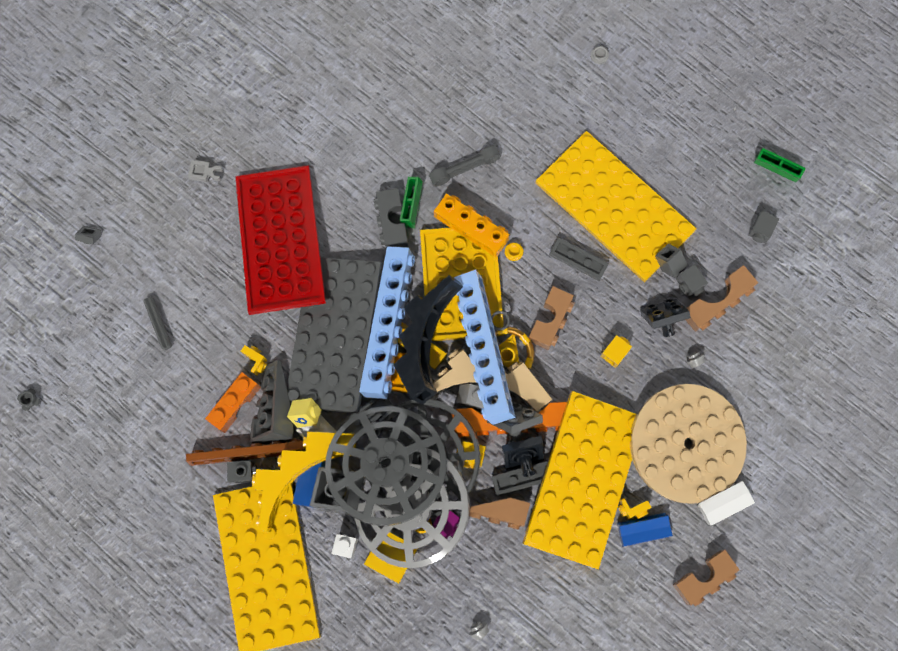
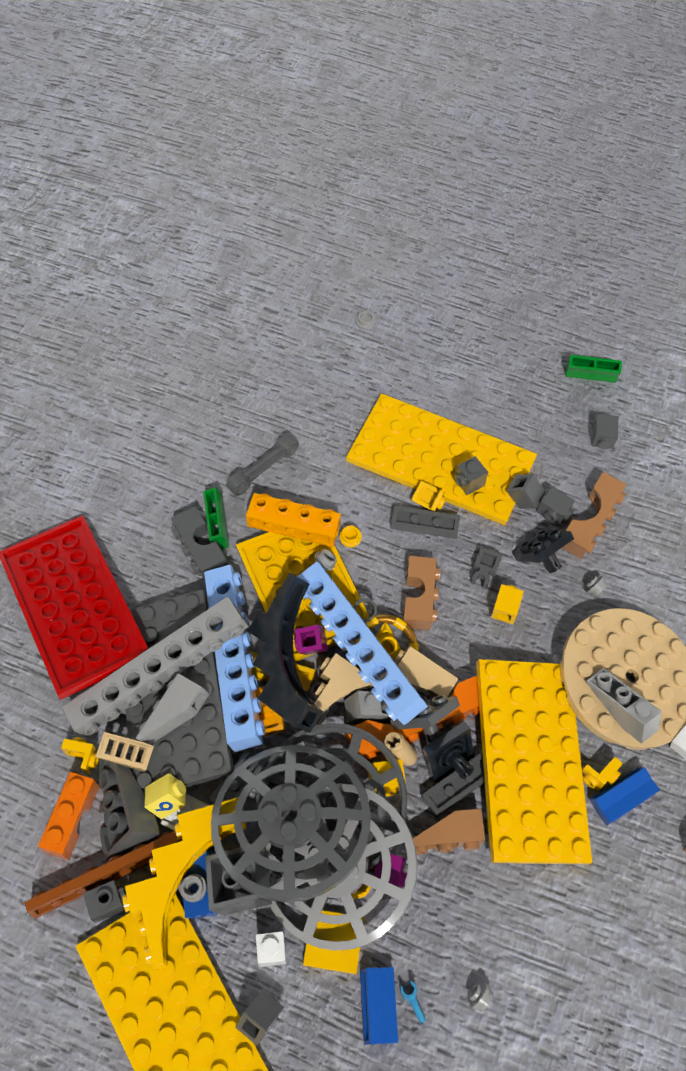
camera: 25 degrees left, 15 degrees down
(262, 326) = (122, 680): none -> light grey brick
(298, 380) = (142, 766): none -> tan slope
(298, 485) = (186, 886): none -> light grey plate
(322, 588) = (259, 1017): none -> dark grey brick
(331, 350) = (176, 707): none -> light grey slope
(406, 610) = (379, 1006): none -> blue piece
(432, 617) = (413, 1002): none -> dark azure hand
(449, 331) = (310, 640): none -> magenta brick
(485, 267) = (326, 559): none -> light grey plate
(487, 438) = (401, 748): none -> tan piece
(590, 239) = (429, 497): none -> yellow bracket
(614, 312) = (486, 565): none -> dark grey plate
(629, 233) = (471, 475): none -> dark grey brick
(670, 465) = (626, 706): none -> light grey slope

